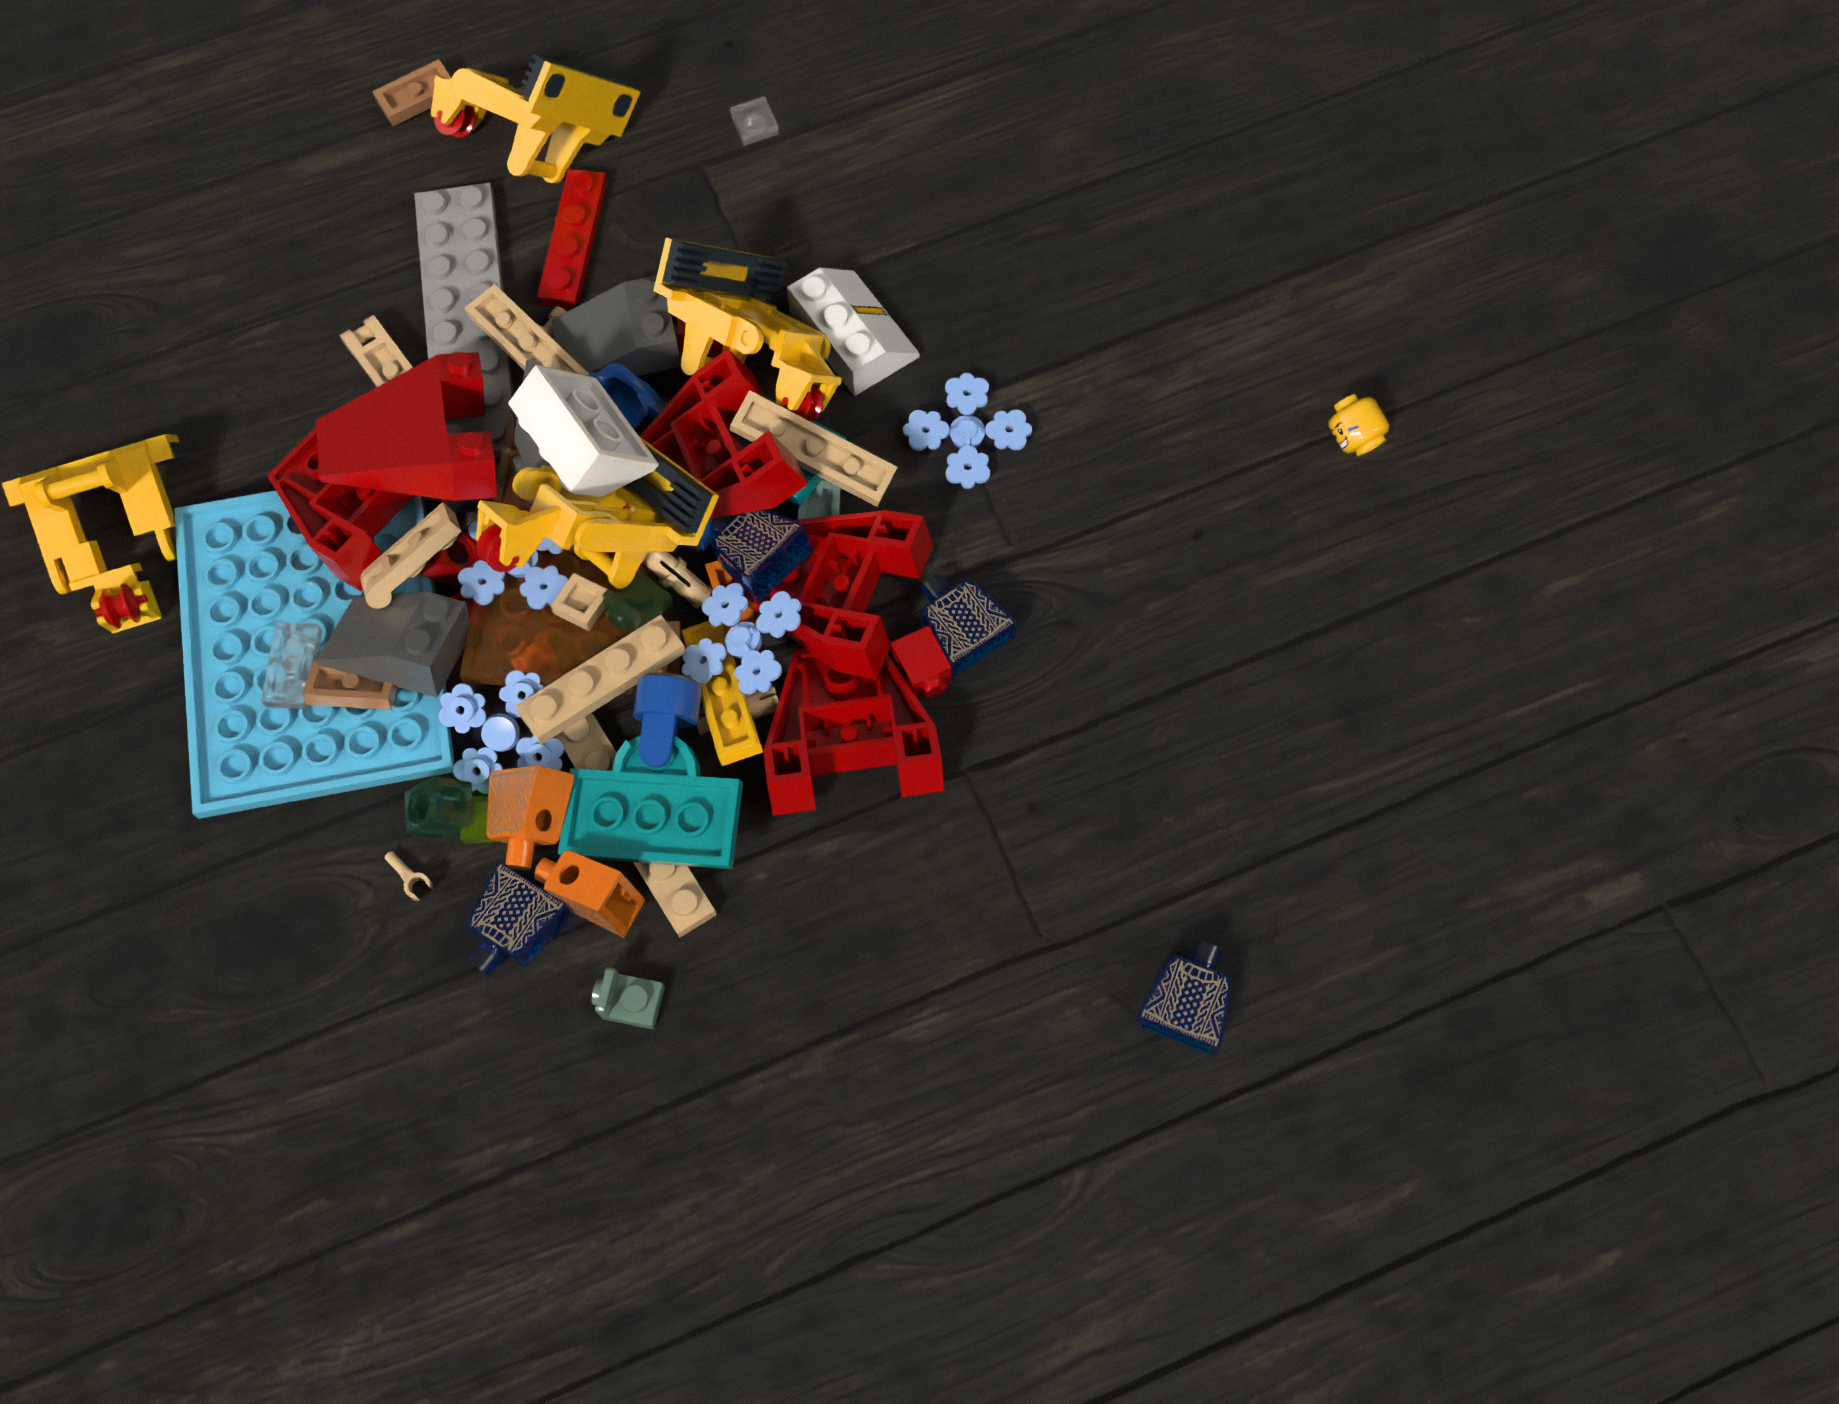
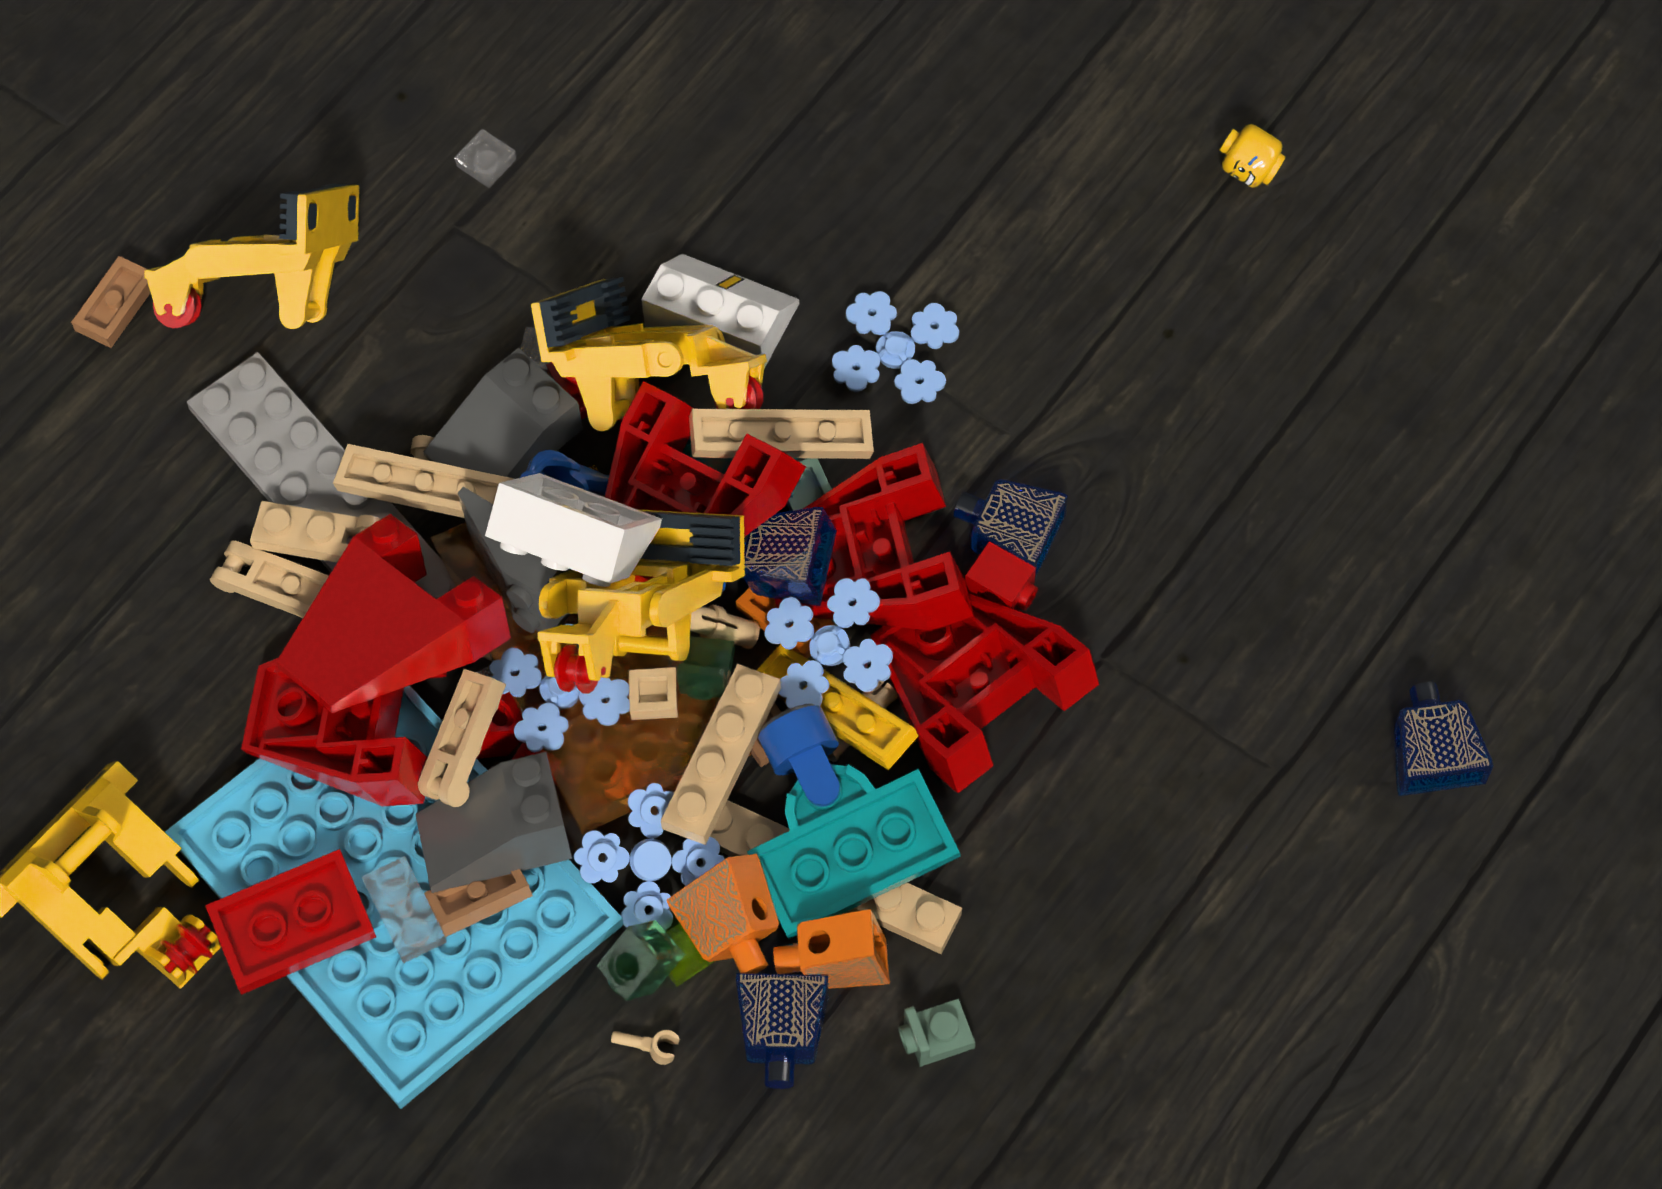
camera: 30 degrees left, 5 degrees down
(206, 627) = (290, 921): none -> red plate
(421, 331) = (305, 531): none -> tan plate
(572, 239) = (379, 365): red plate -> none

